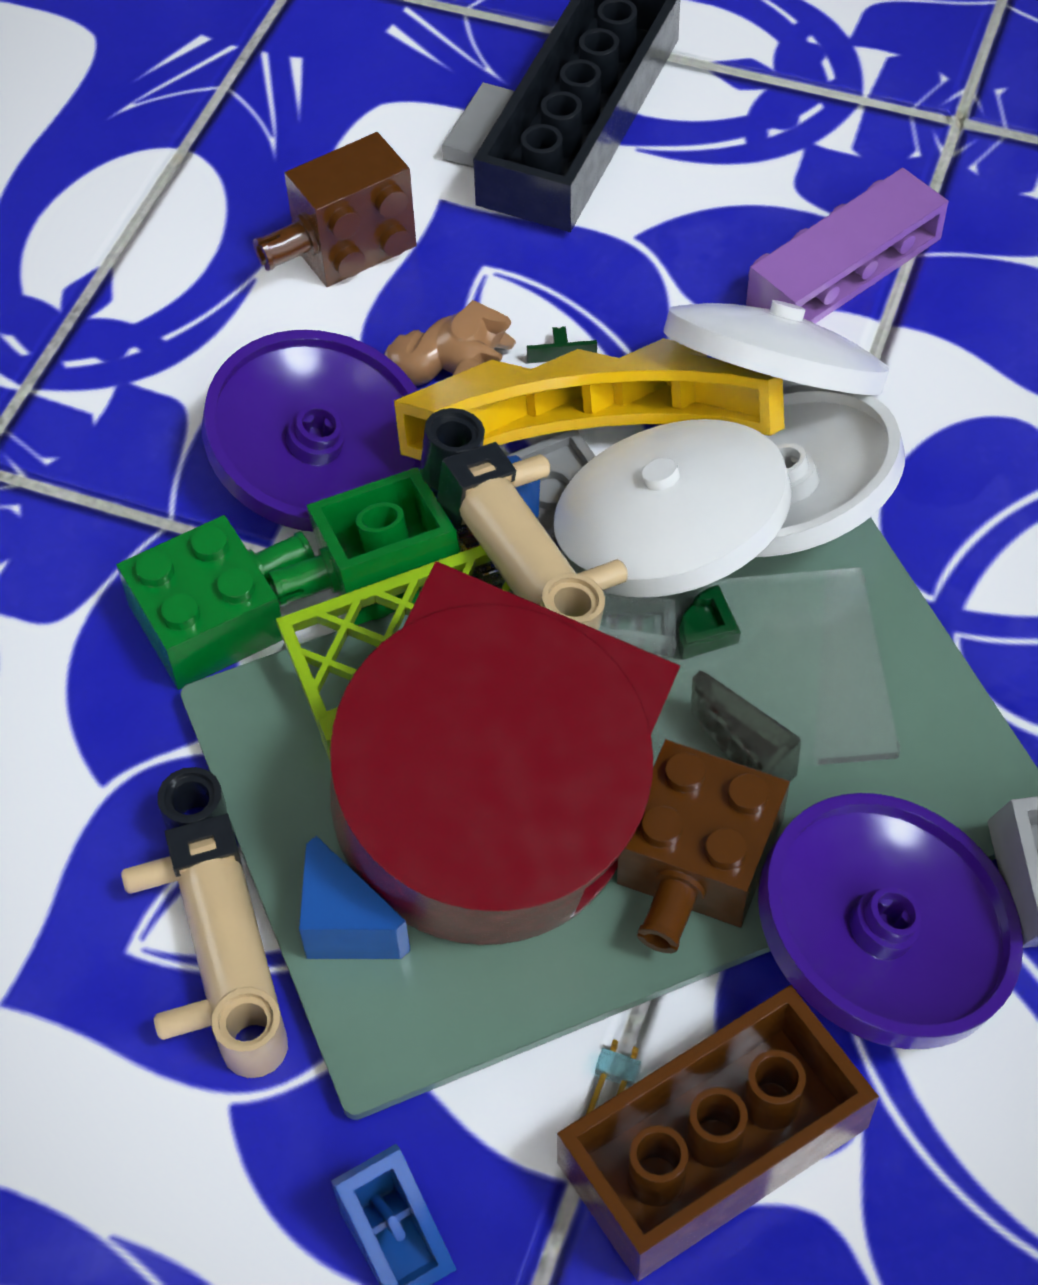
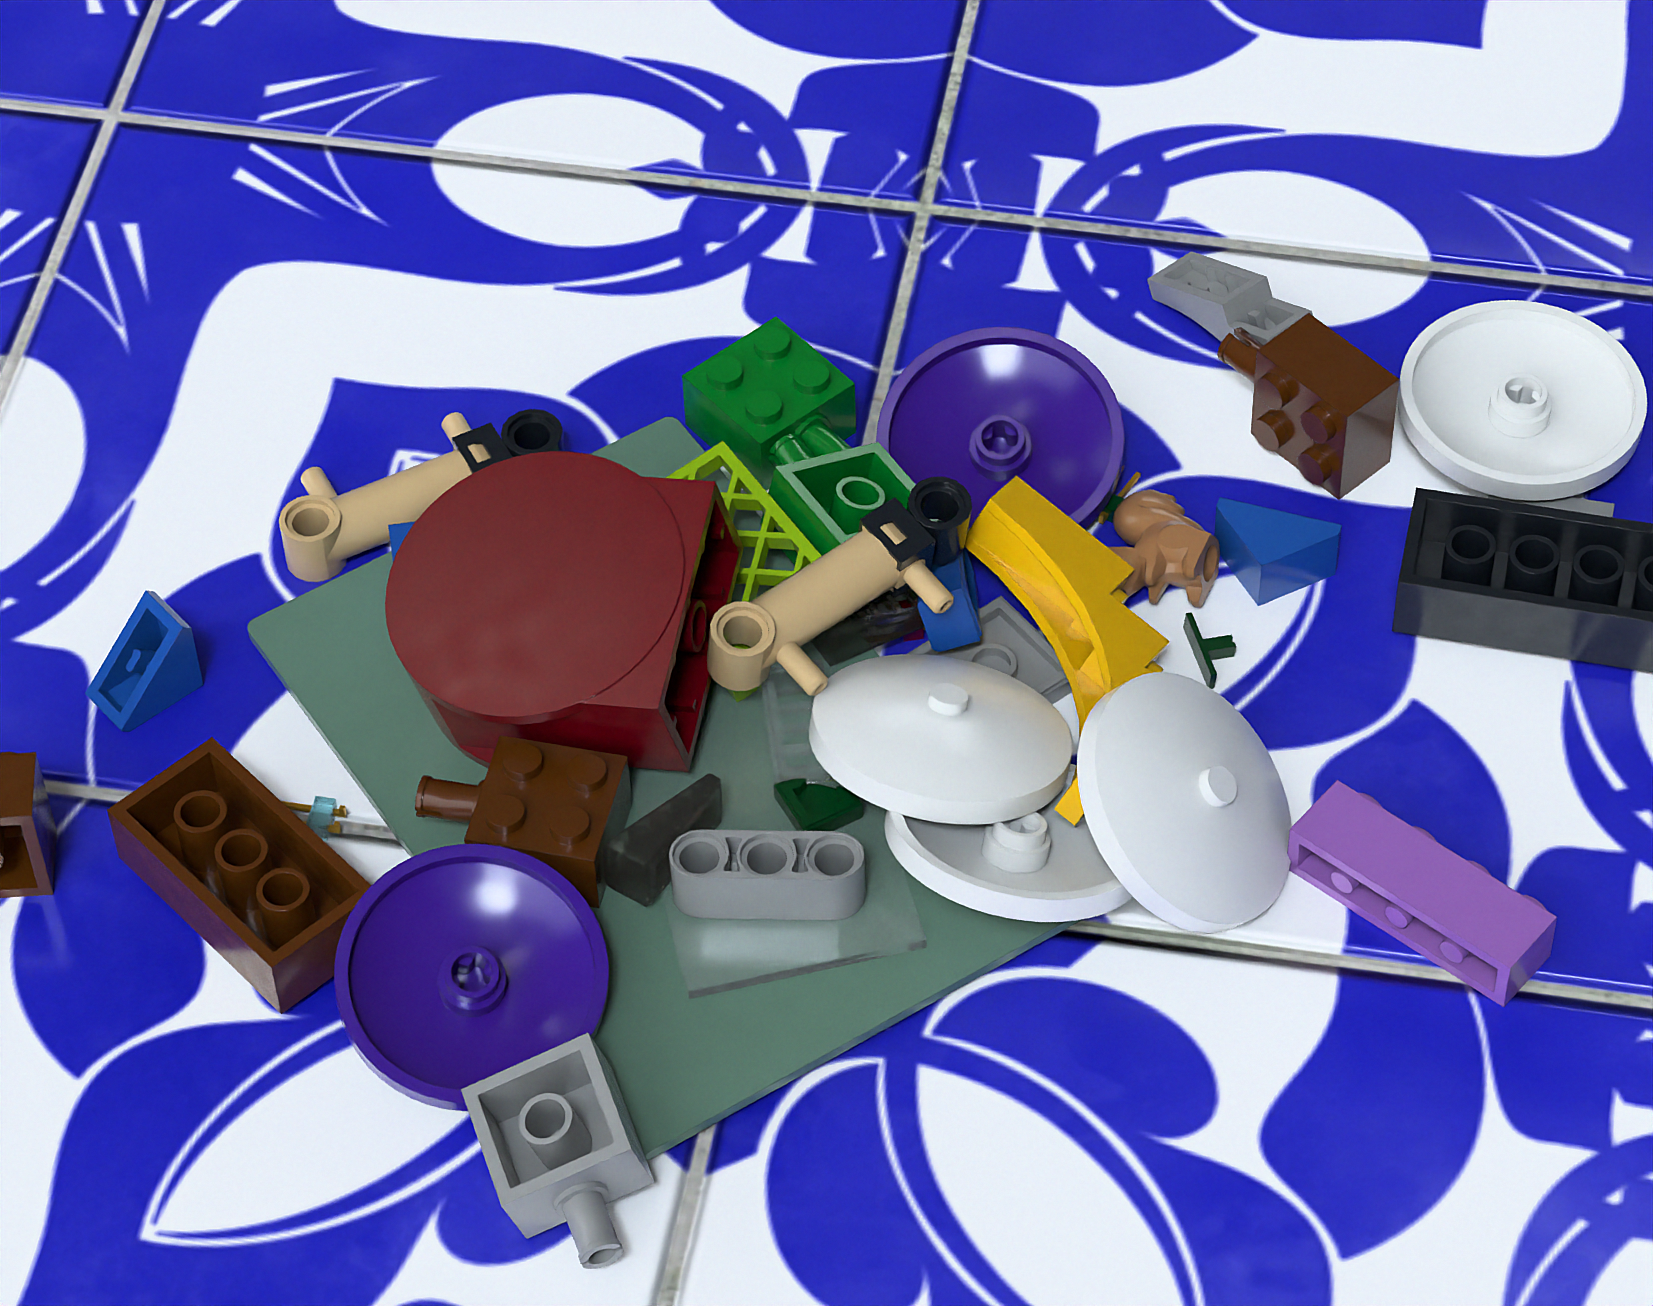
camera: 80 degrees right, 5 degrees down
(199, 259) = (1223, 297): none -> light grey slope
(371, 83) = (1522, 400): none -> white dish
(477, 274) = (1275, 549): none -> blue slope
(803, 636) = (767, 874): none -> light grey beam

